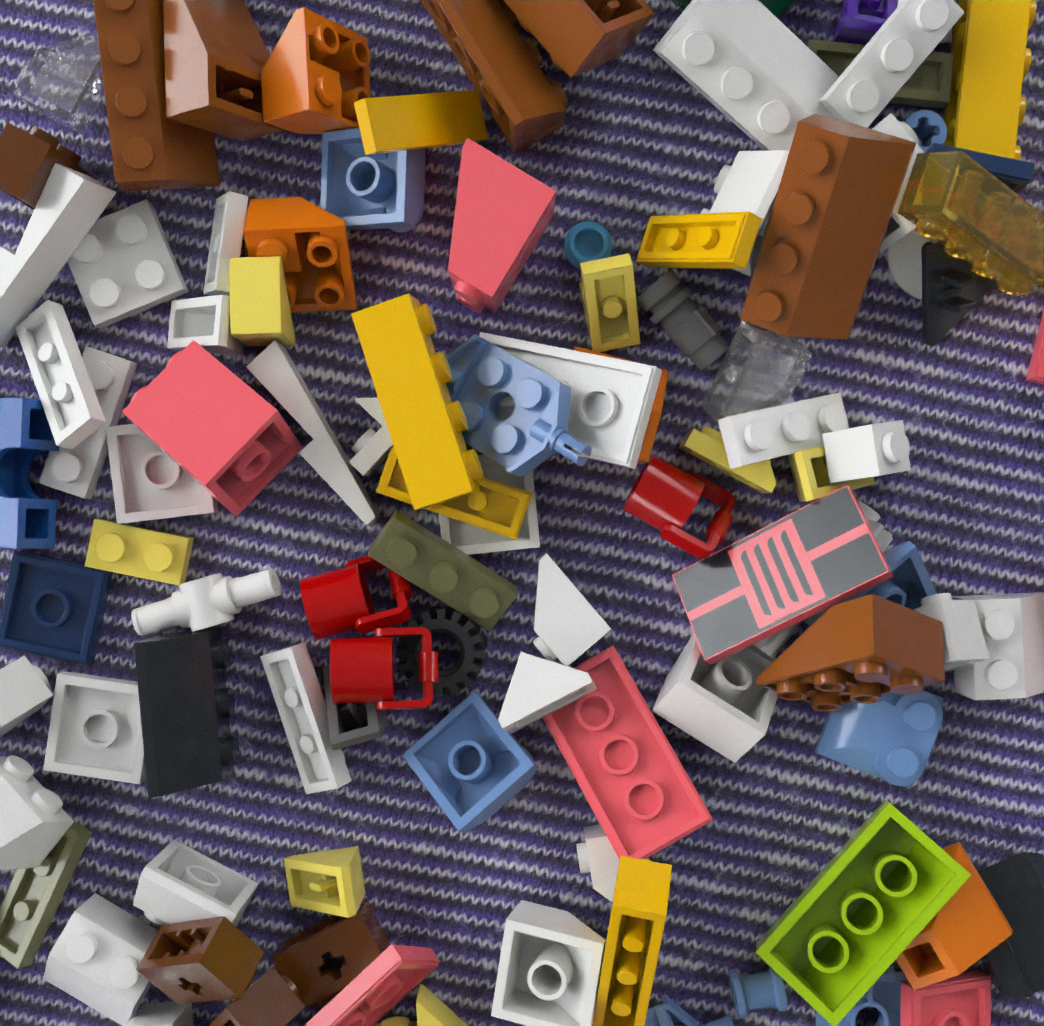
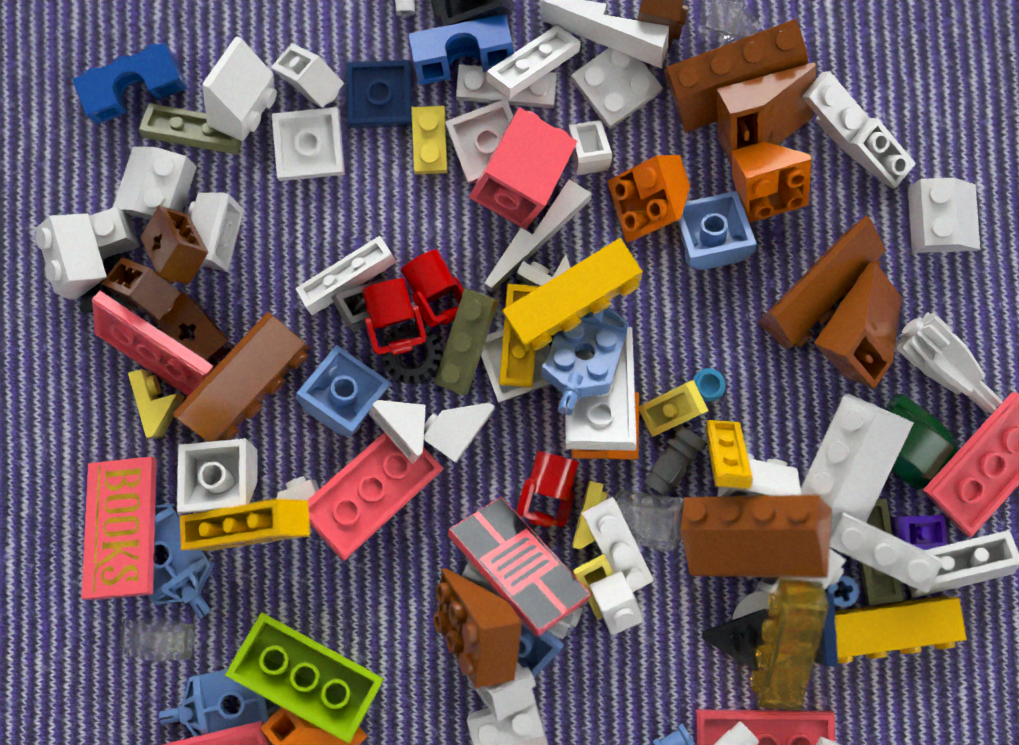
camera: 80 degrees right, 5 degrees down
(185, 710) = (334, 196): black slope -> none
(206, 602) = (407, 191): white pin -> none
(225, 241) = (633, 148): white plate -> none
(259, 302) = (613, 177): light yellow slope -> none
(326, 881) = (238, 313): light yellow slope -> none
(420, 121) = (759, 253): yellow tile -> none
(420, 902) = (243, 380): none -> dark orange slope
(494, 226) = (701, 317): coral slope -> none
(718, 700) = (424, 547): white slope -> none
(757, 991) = (232, 624): medium blue bush -> none
(884, 737) = (428, 669): medium blue slope -> none

